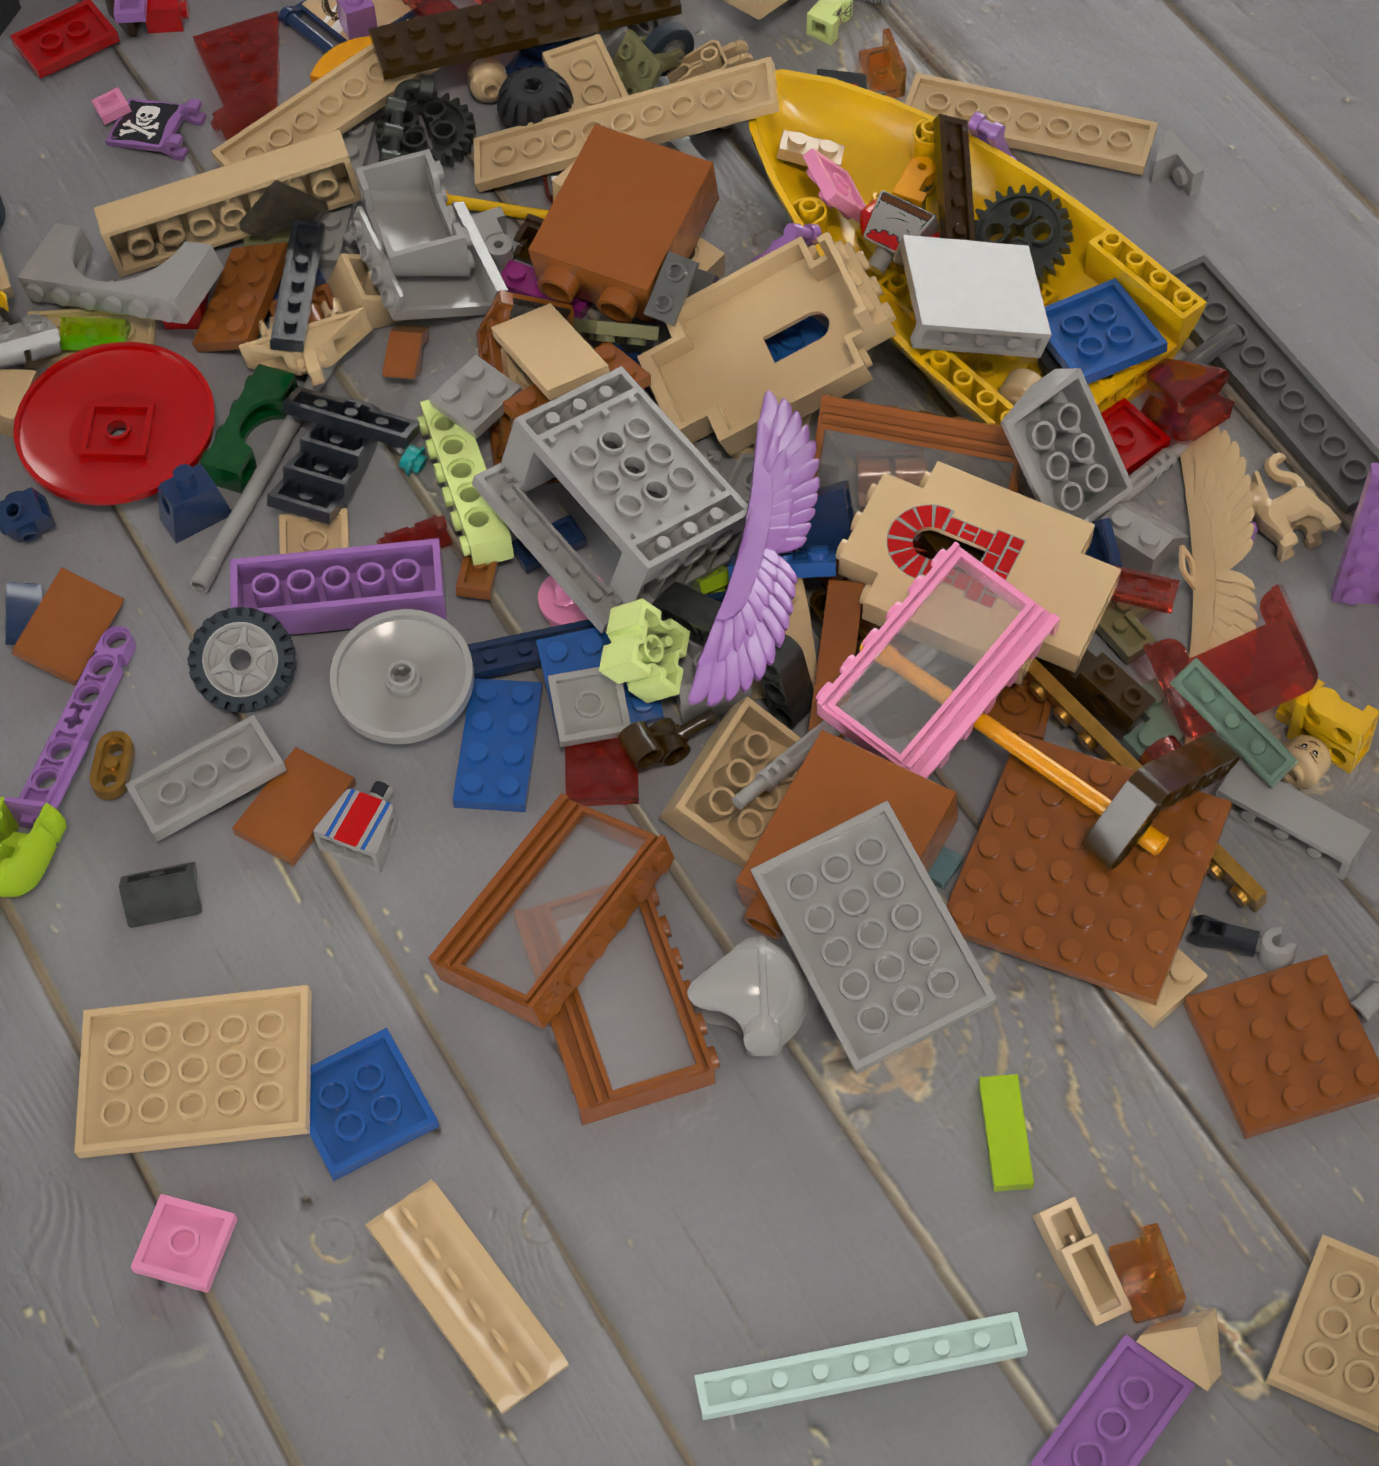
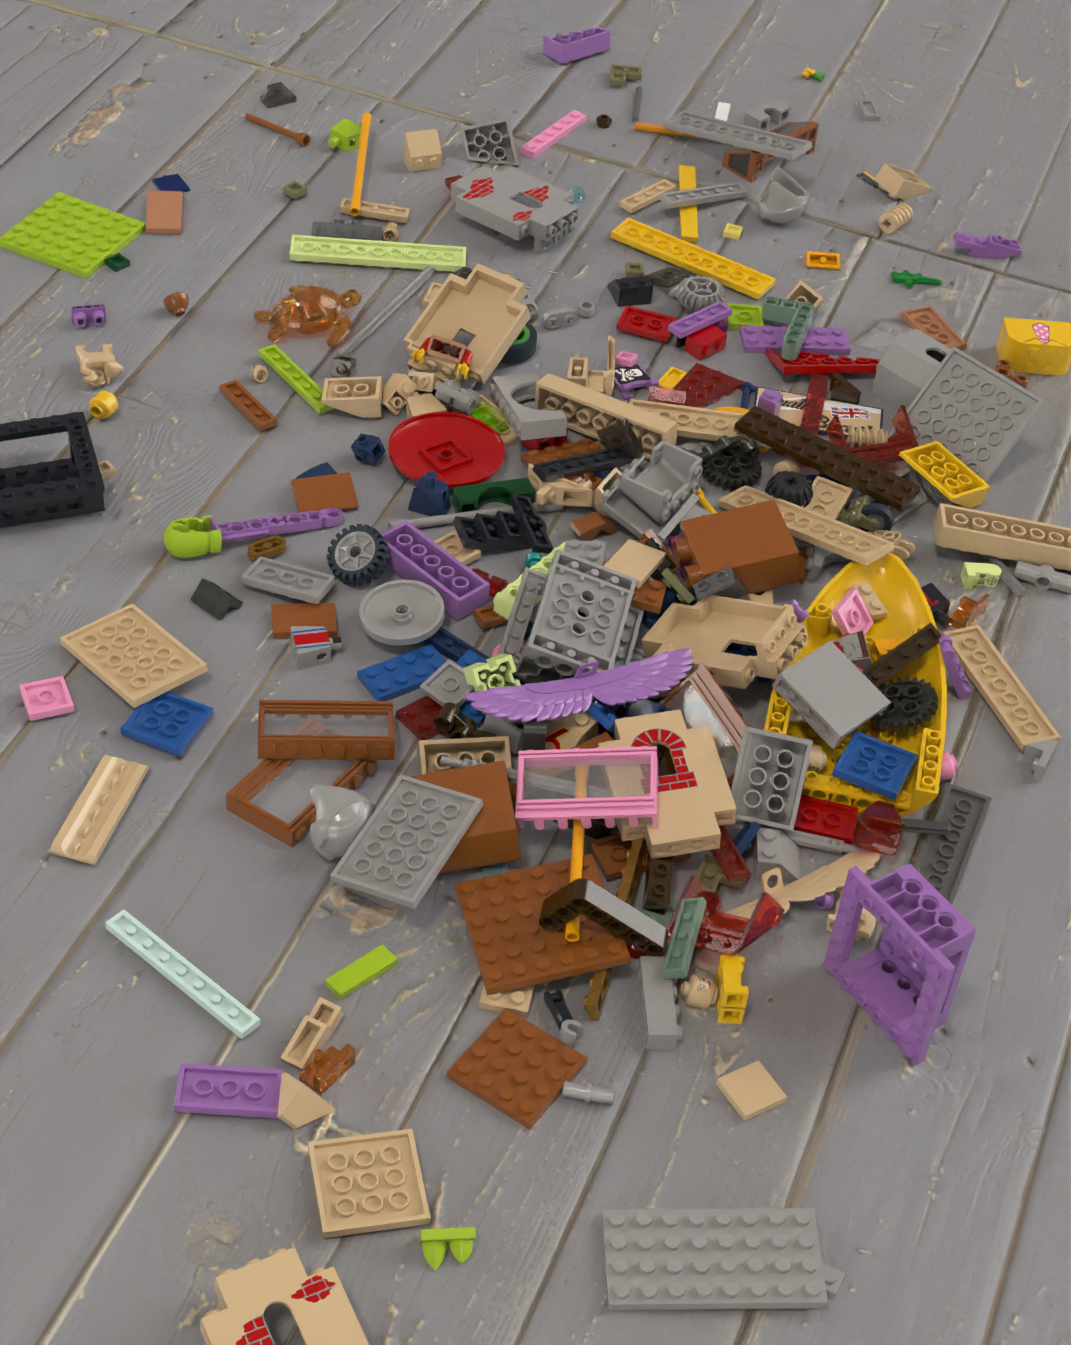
camera: 45 degrees right, 15 degrees down
(130, 166) = (594, 379): none -> tan piece
(197, 84) = (671, 378): none -> yellow tile

